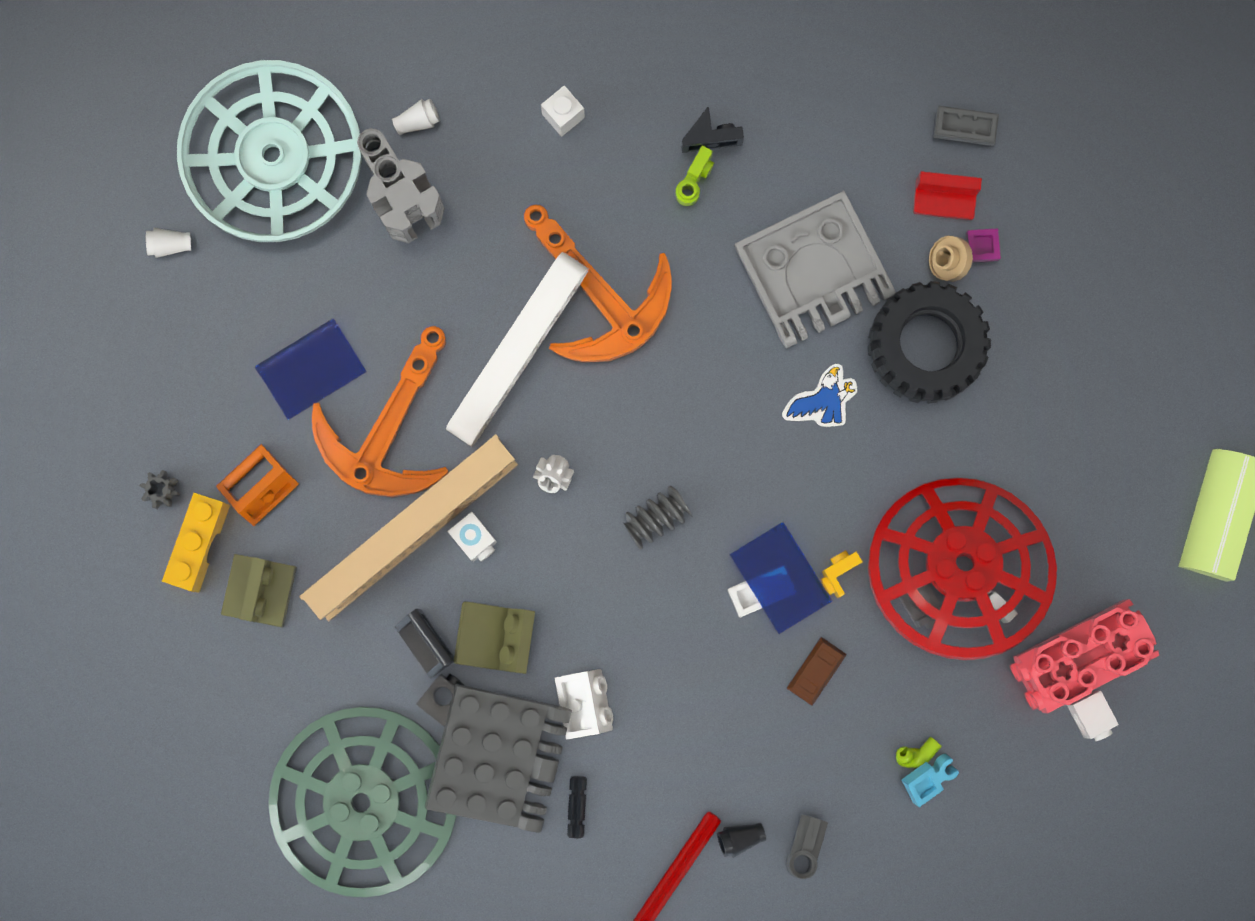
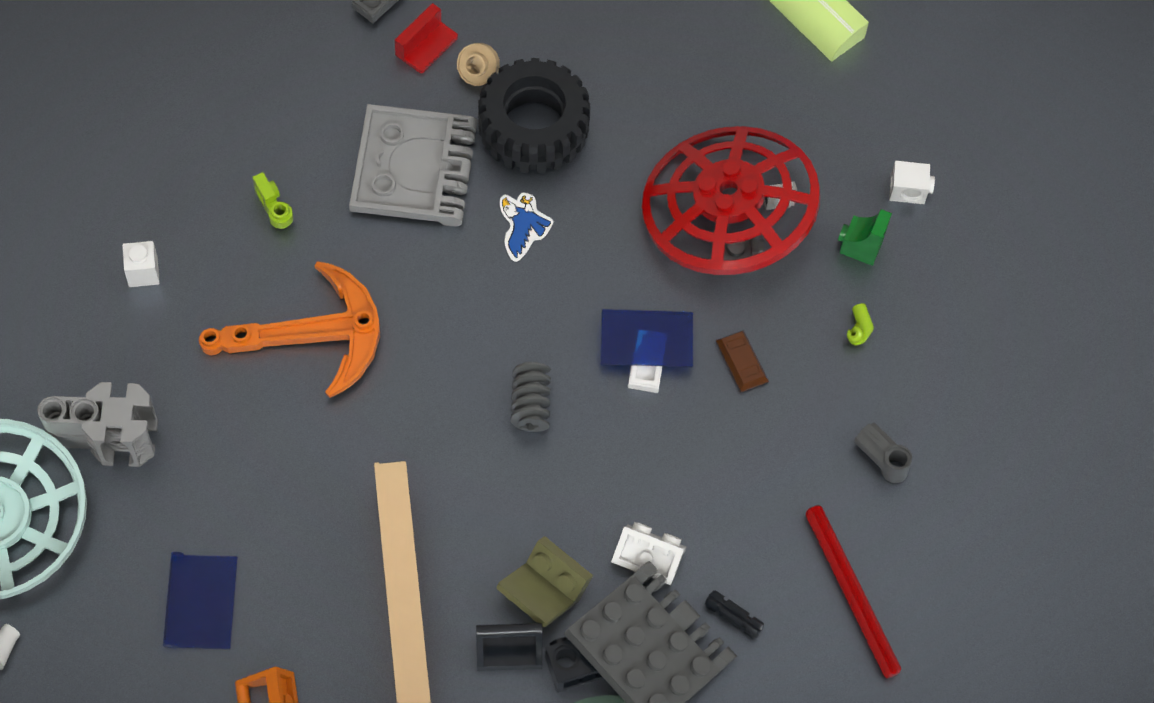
camera: 60 degrees left, 20 degrees down
(379, 440) = (304, 618): orange piece -> none
(417, 117) = (55, 376): white cone -> none
(473, 538) = (445, 553): white brick -> none
(517, 349) = (312, 419): white beam -> none
(553, 473) = (437, 455): white gear -> none
(702, 134) = (242, 172): black slope -> none
(738, 839) = (844, 501): black cone -> none
(841, 564) = (670, 298): yellow bracket -> none
(926, 780) = (885, 330): medium azure plate -> none
(984, 244) = (485, 33): magenta plate -> none
(1005, 707) = (864, 236): none -> green arch
(1084, 657) = (861, 154): coral brick -> none

